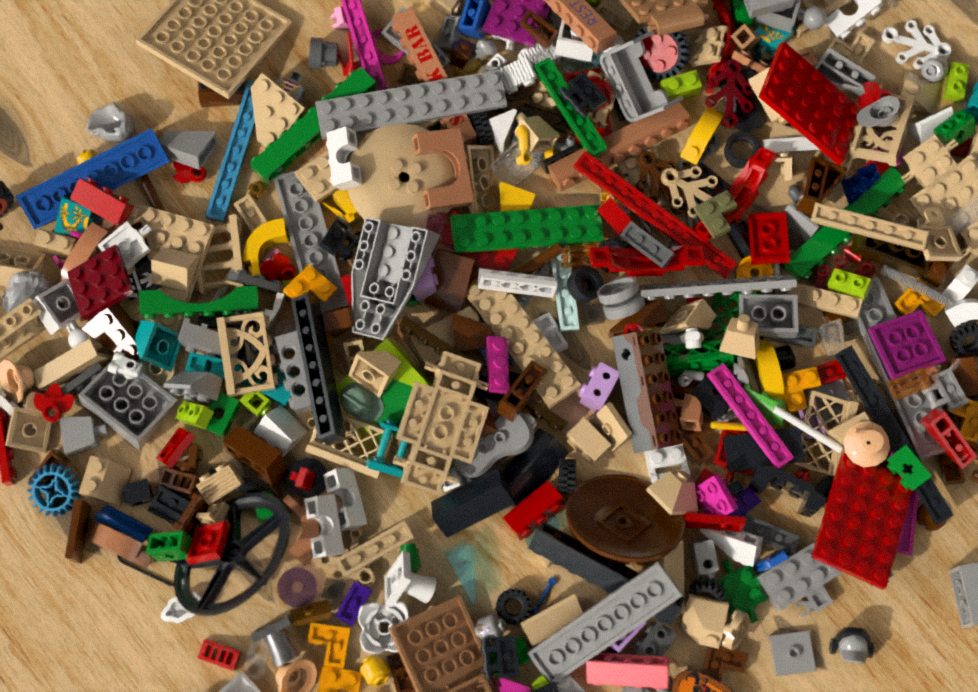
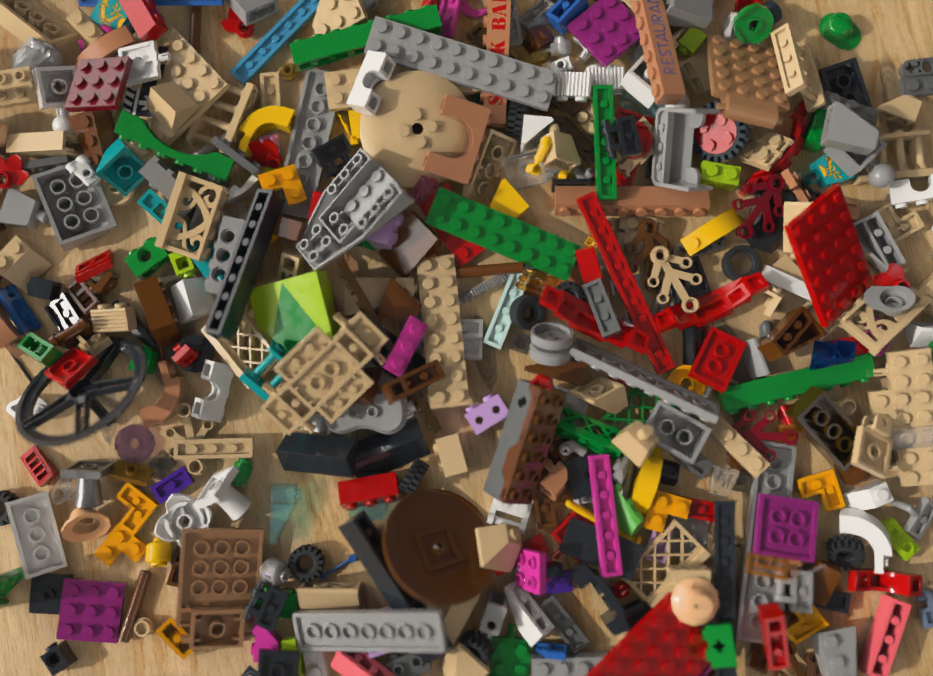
camera: 35 degrees right, 10 degrees up
(194, 414) = (123, 246): lime piece -> none
(195, 385) = (135, 220): light grey slope -> none
(325, 511) = (176, 423): white arch -> none
(361, 403) = (267, 315): sand green piece -> none
(374, 370) = (290, 295): tan slope -> none
(516, 283) = (466, 279): white fence -> none
(539, 37) = (613, 61): reddish brown slope -> none
(611, 426) = (477, 454): tan plate -> none
(692, 338) = (593, 416): white plate -> none
(712, 213) = (677, 309): olive plate -> none
(714, 522) = (519, 591): red tile -> none
(745, 37) = (805, 160): medium nougat brick -> none
(808, 429) = (650, 554): white bar -> none
(849, 284) = (766, 443): lime piece -> none
(869, 226) = (817, 404): tan tile -> none
(901, 276) = (831, 485): light grey piece -> none

